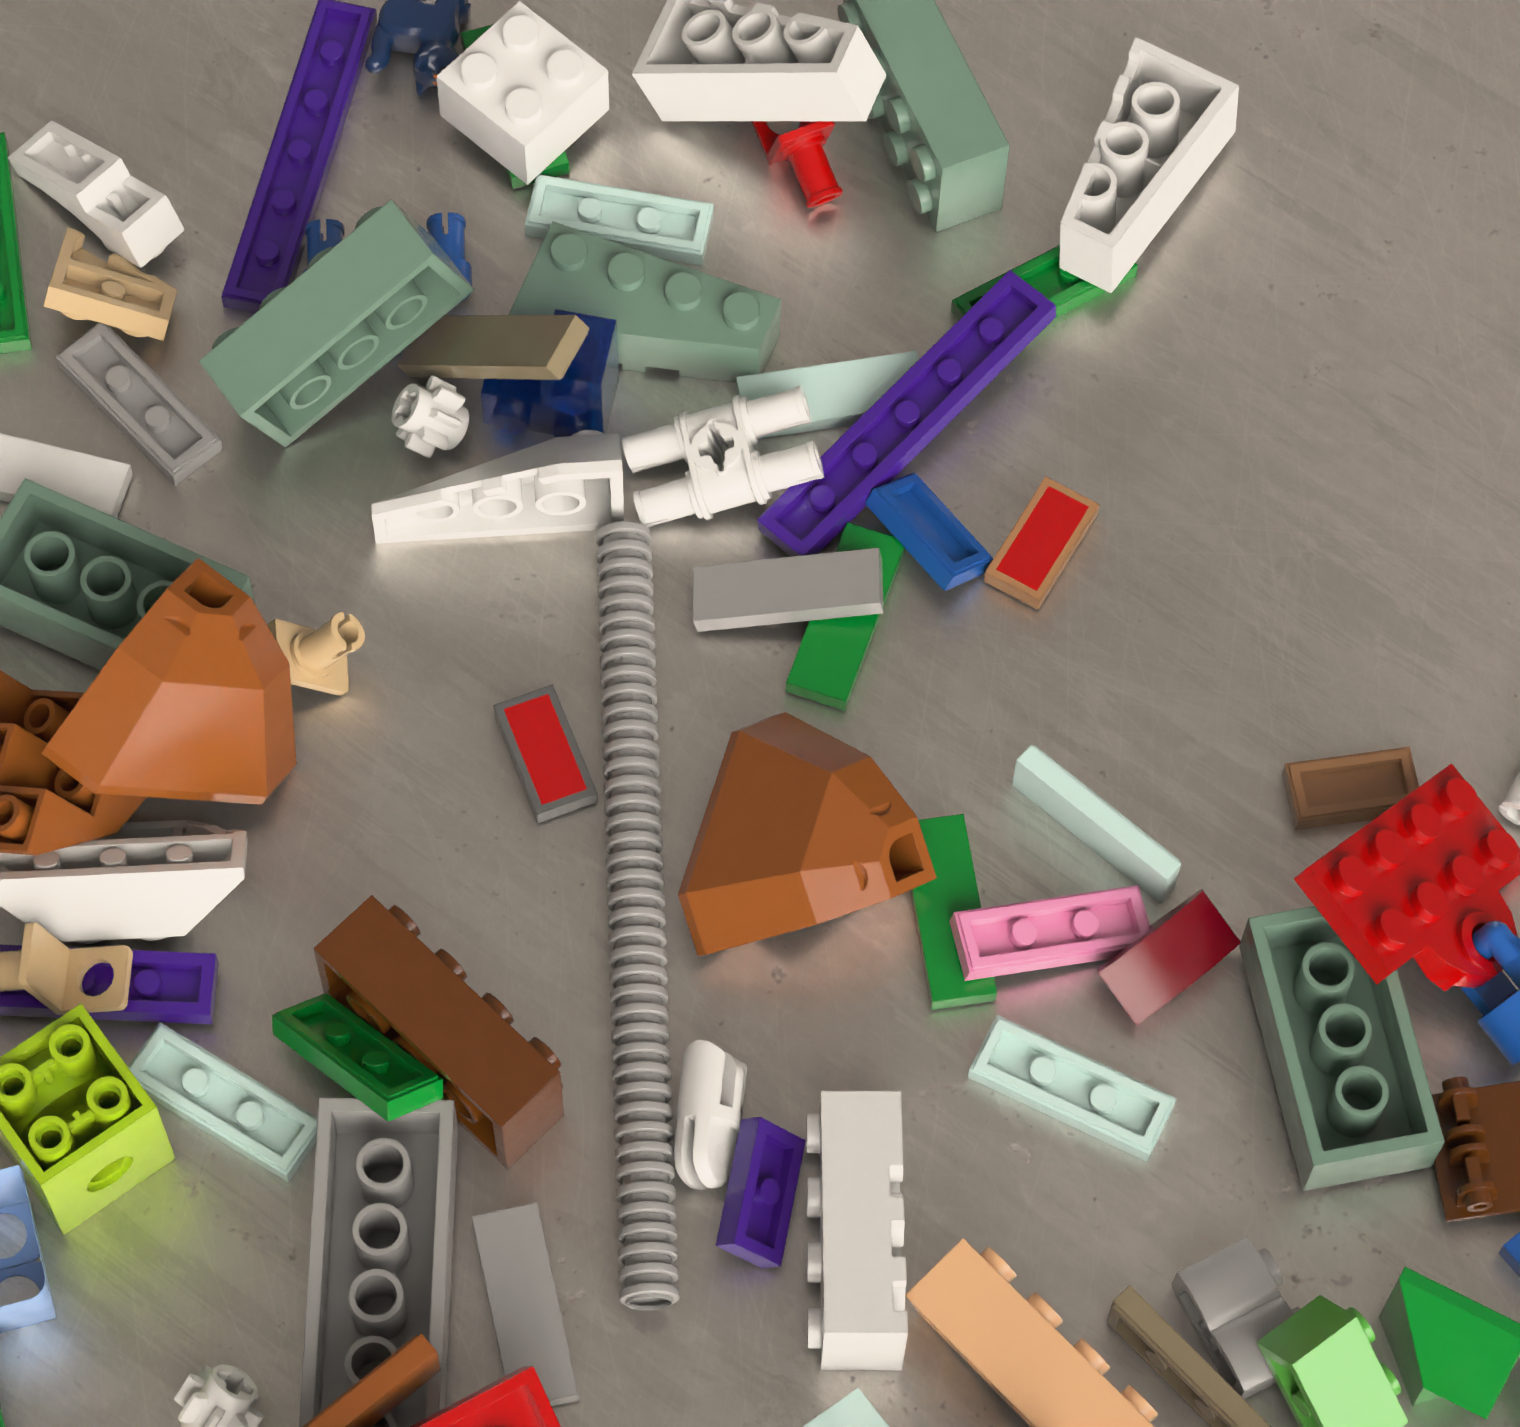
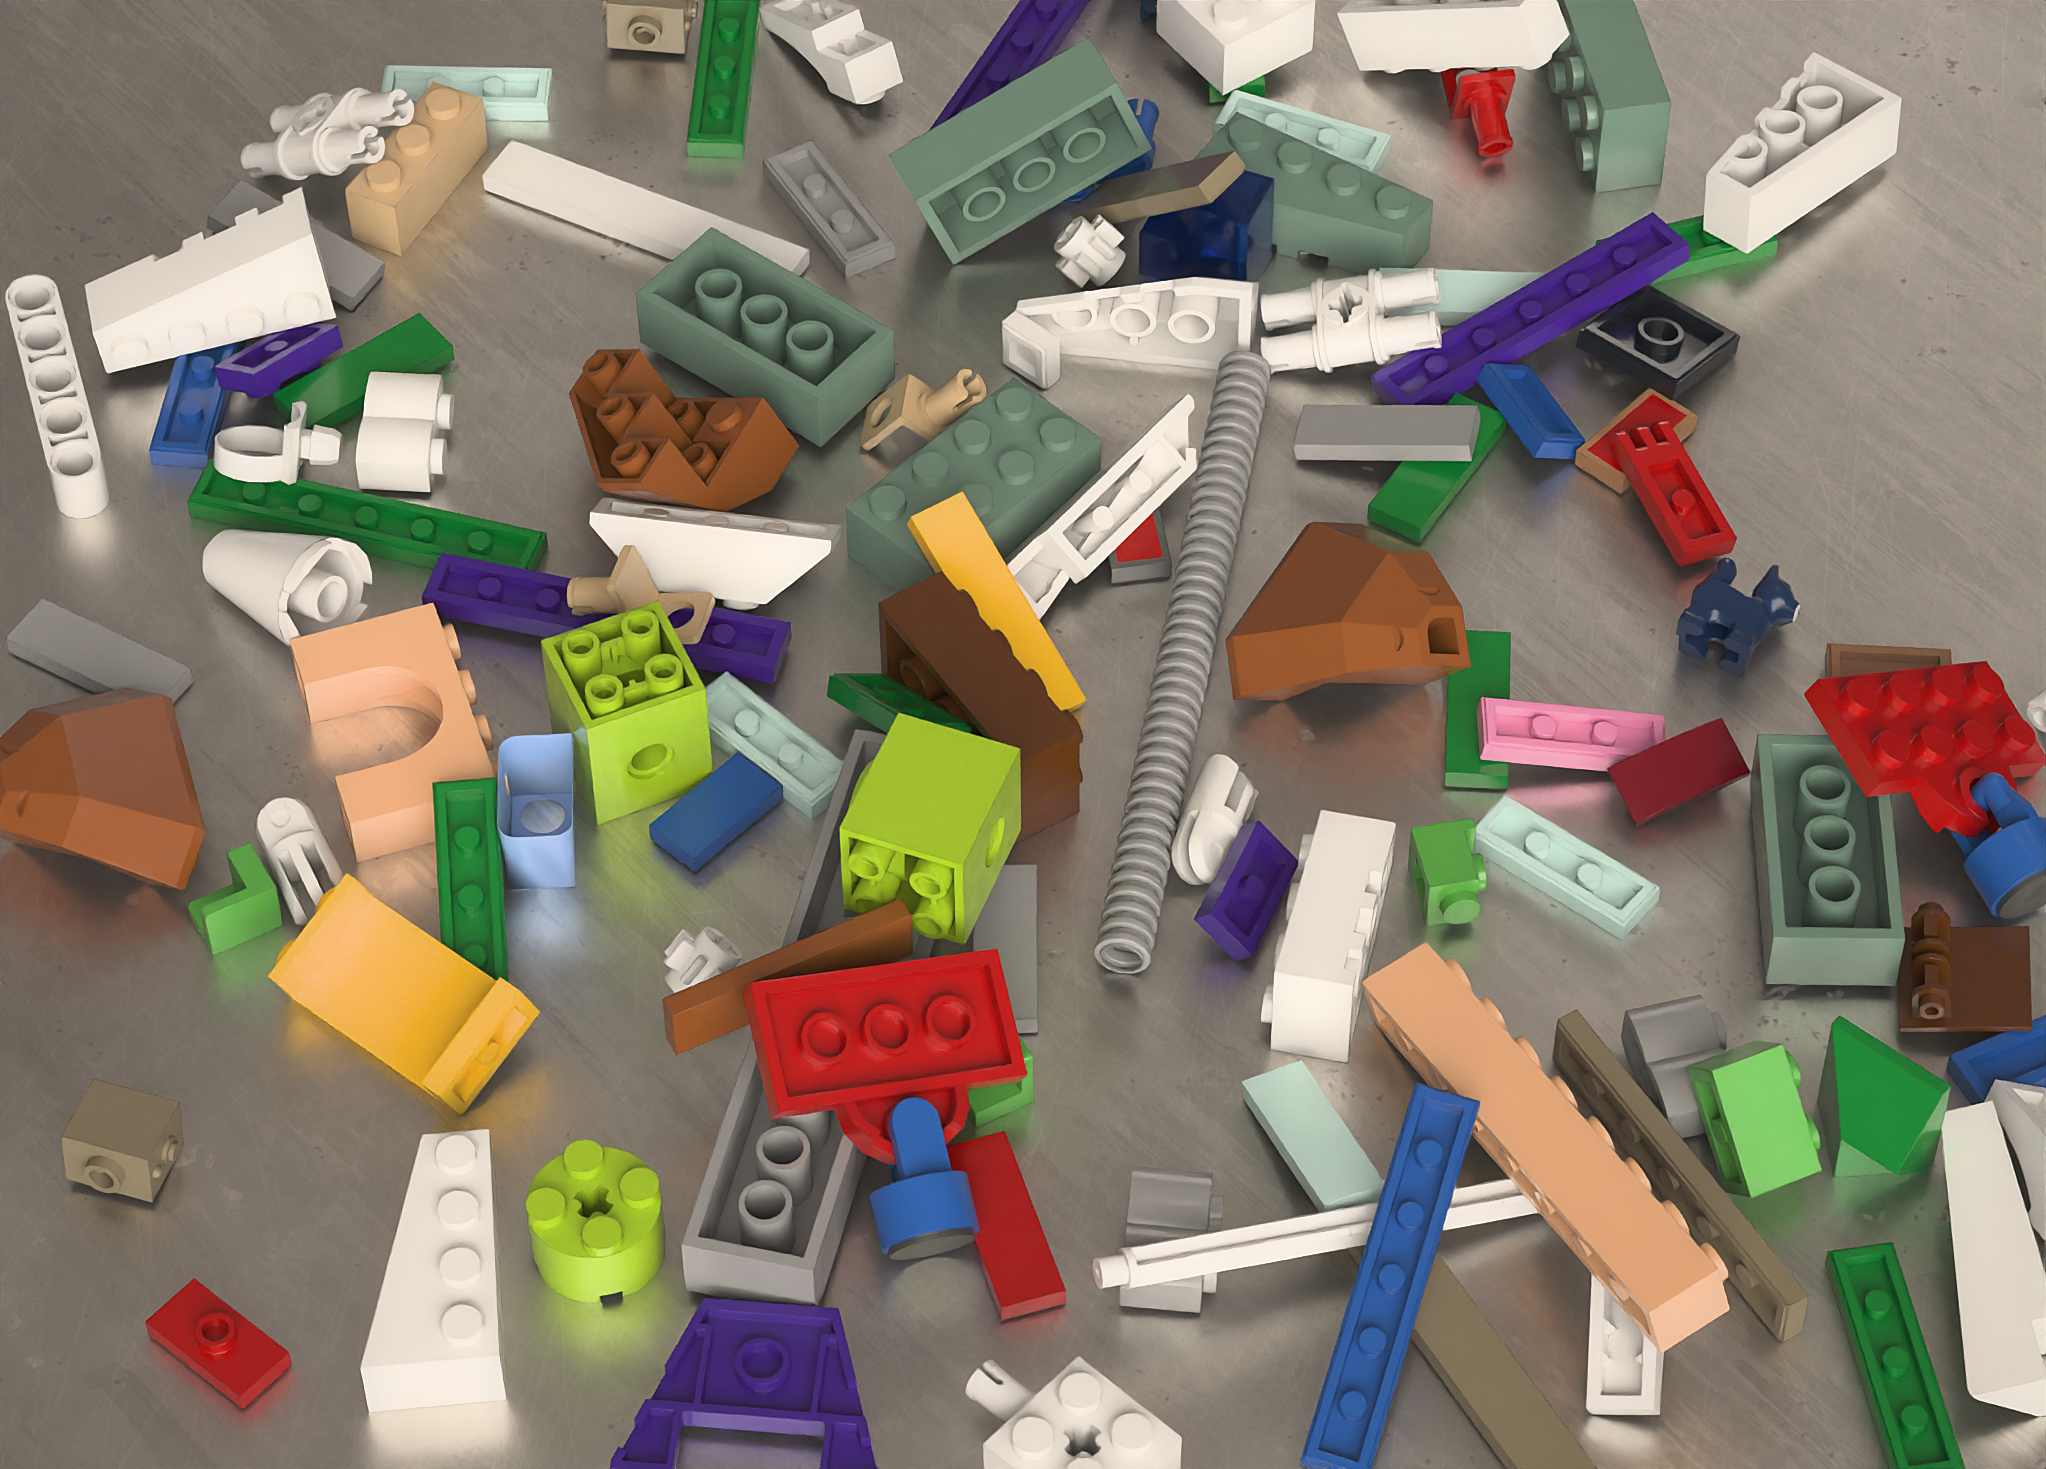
camera: 15 degrees right, 15 degrees down
(108, 291) = (832, 120): tan wing -> none
(186, 703) = (809, 400): brick -> none
(186, 1199) = (716, 812): none -> blue tile
(374, 755) = (1007, 455): none -> sand green brick
(394, 554) = (1031, 350): none -> white tile
(408, 876) = (964, 552): none -> yellow tile
(431, 1239) = (931, 826): none -> lime brick
(506, 756) = (1105, 508): none -> white wedge
(960, 1130) = (1446, 871): none -> bright green brick
(1041, 419) = (1658, 341): none -> black tile
(1094, 609) = (1673, 493): none -> red hinge
(1096, 823) = (1633, 656): light aqua tile -> none
(1184, 752) = (1733, 618): none -> dark blue animal

